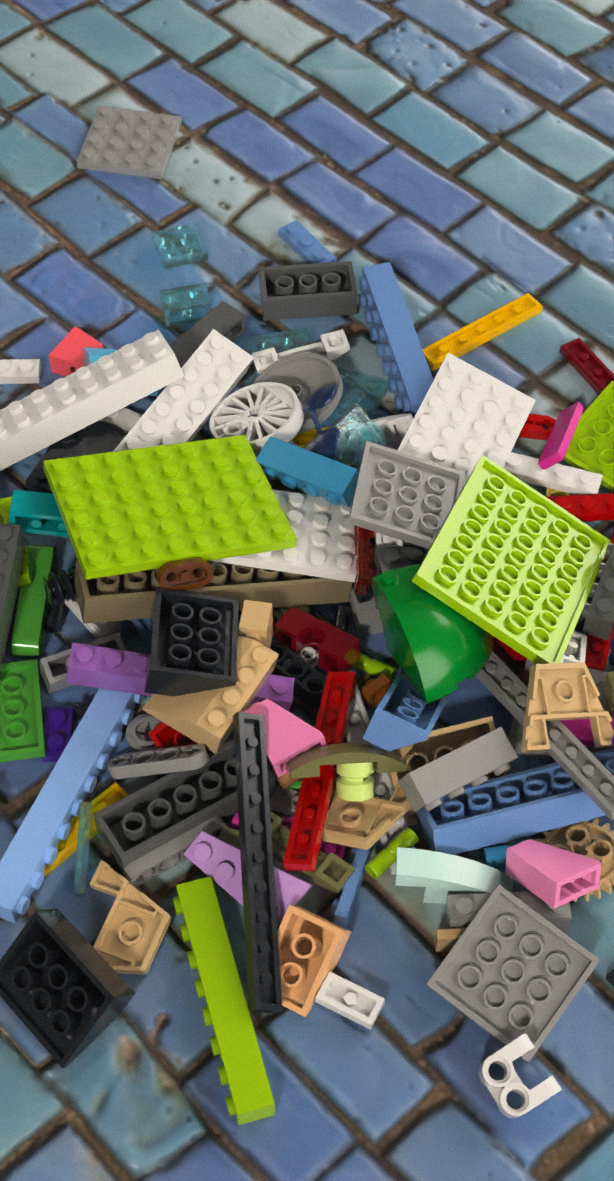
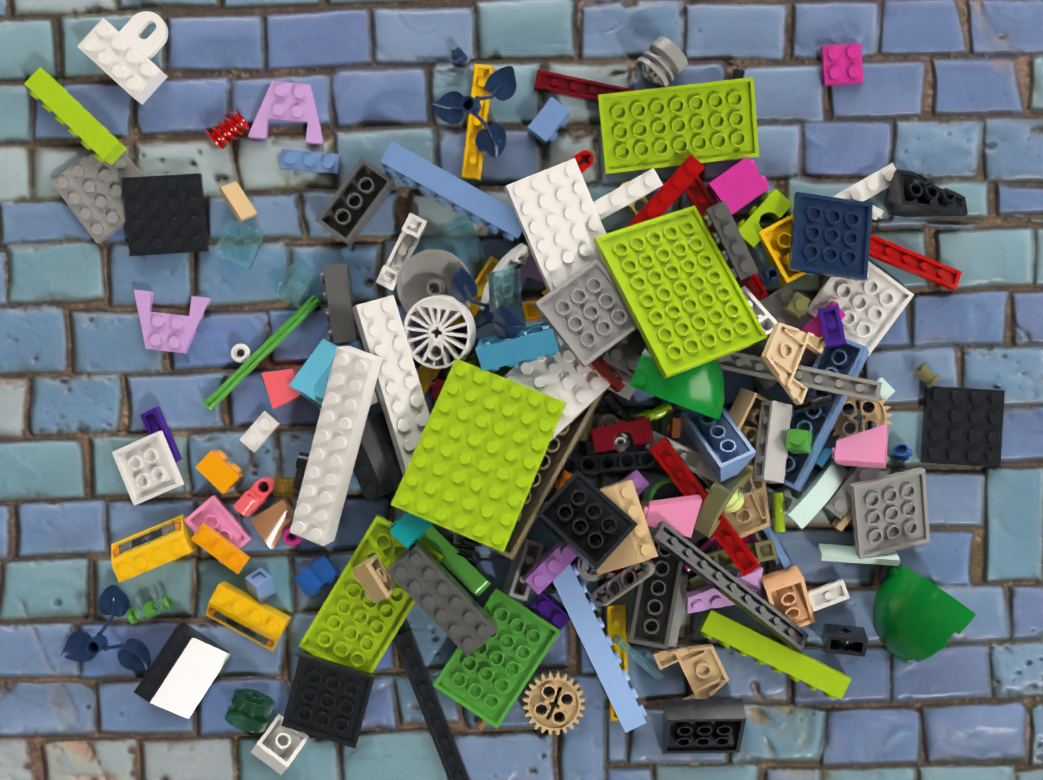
camera: 45 degrees left, 35 degrees up
(46, 252) = (166, 330): none -> lavender wing
(77, 309) = (234, 353): none -> white plate
(92, 323) = (261, 353): none -> bright green axle
(151, 184) = (165, 214): none -> black plate
(170, 84) = (76, 116): none -> lime brick
(183, 575) = (540, 489): reddish brown plate -> none
(216, 221) = (237, 201): none -> tan tile
(257, 81) = (128, 56): none -> white brick
(257, 622) = (598, 471): tan brick -> none
(271, 176) = (228, 129): none -> red piece
(280, 341) = (377, 256): clear light blue tile -> none
(315, 1058) = (844, 640): none -> black brick
(338, 201) = (289, 104): none -> lavender wing
(419, 979) = (847, 554): none -> light aqua tile
(426, 1107) = (916, 615): none -> green brick
(486, 298) = (452, 105): none -> dark blue plant
(486, 786) = (798, 441): none -> bright green brick
(512, 1082) = (936, 565): white piece -> none
(520, 278) = (459, 56): none -> dark blue plate
(542, 773) = (814, 403): none -> black axle
(545, 374) = (548, 121): none -> medium blue brick
(561, 436) = (608, 165): dark pink tile -> none
(593, 940) = (899, 450): none -> blue plate

